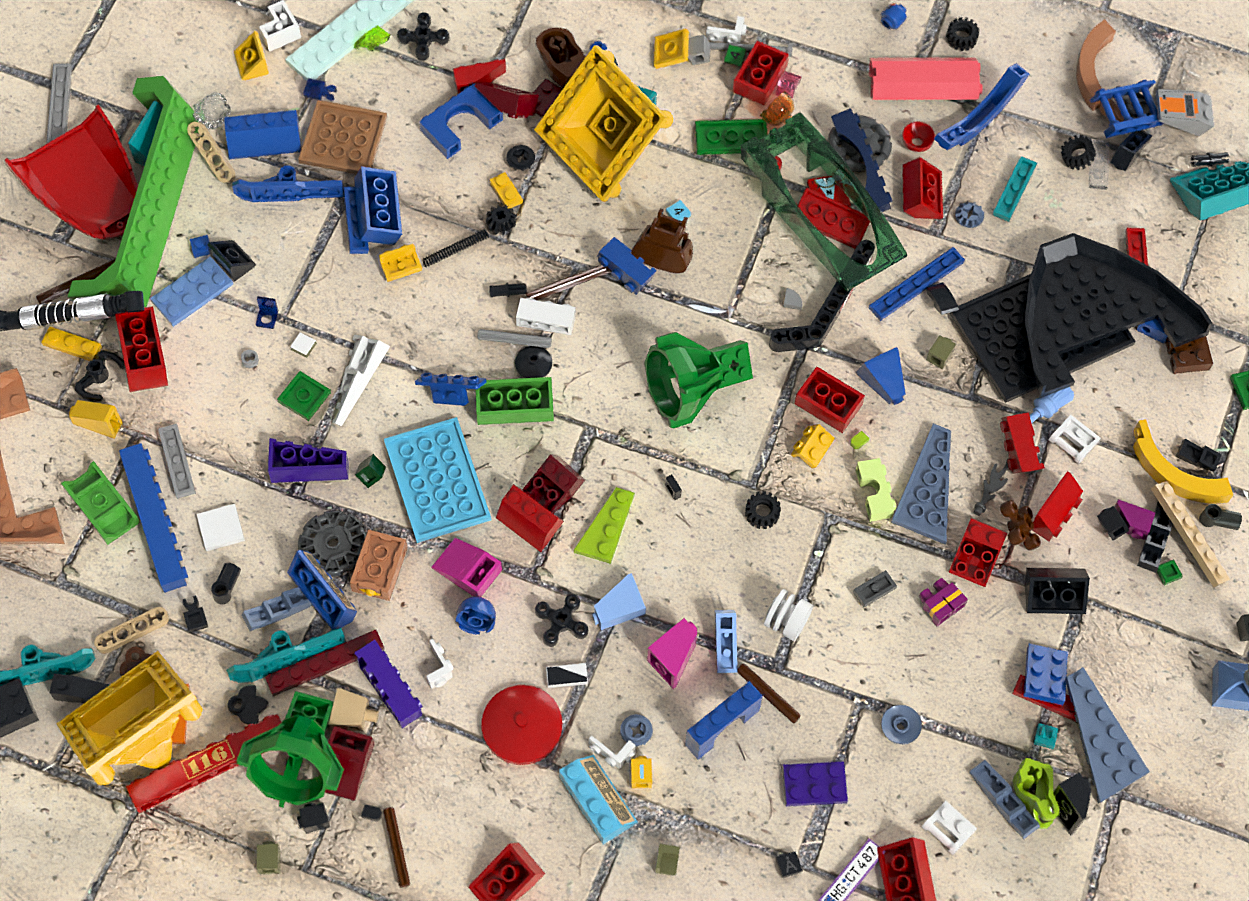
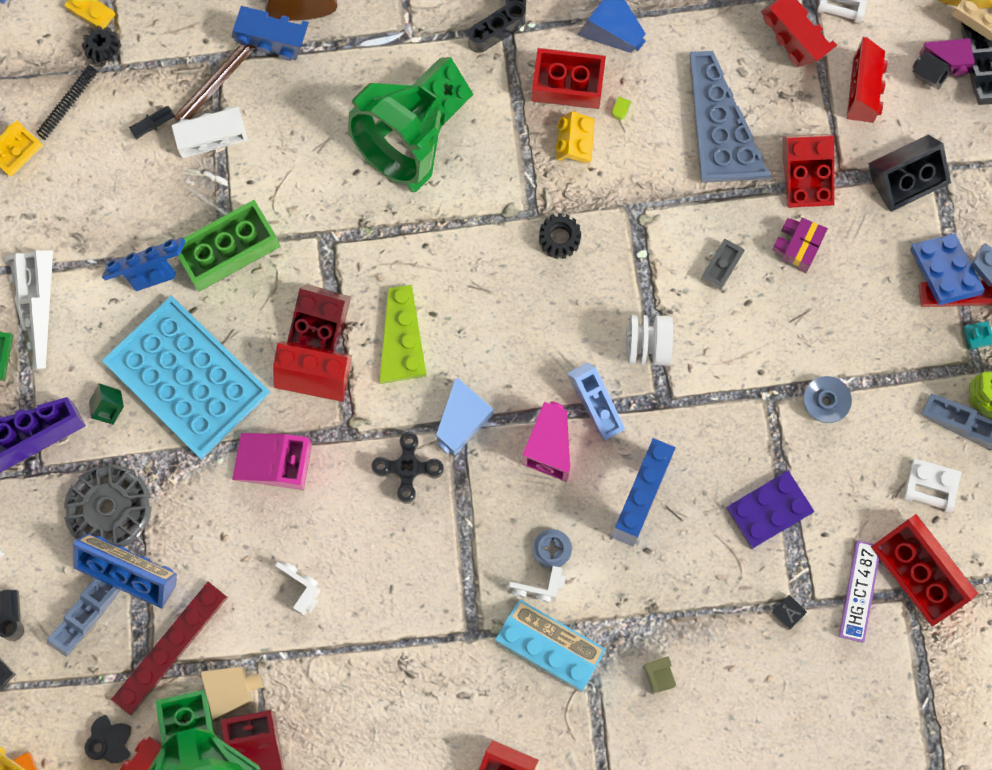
camera: 25 degrees left, 10 degrees up
(277, 657) = (114, 670): teal piece -> none
(378, 565) = (173, 508): nougat piece -> none
(388, 684) = (256, 638): dark purple wedge -> none
(476, 615) = (311, 509): blue cylinder -> none
(514, 338) = (187, 174): light grey axle -> none
(521, 724) = (425, 605): red dish -> none
(535, 369) = (226, 200): black dish -> none
(567, 675) = (445, 525): black tile -> none
(641, 772) = (582, 593): yellow brick -> none
(673, 487) = (451, 258): black tile -> none
(771, 695) = (670, 435): reddish brown axle -> none
(873, 474) = (656, 139): yellowish green arch -> none
(995, 485) = (787, 88): dark grey piece -> none
(1020, 525) = (840, 120): reddish brown gear -> none

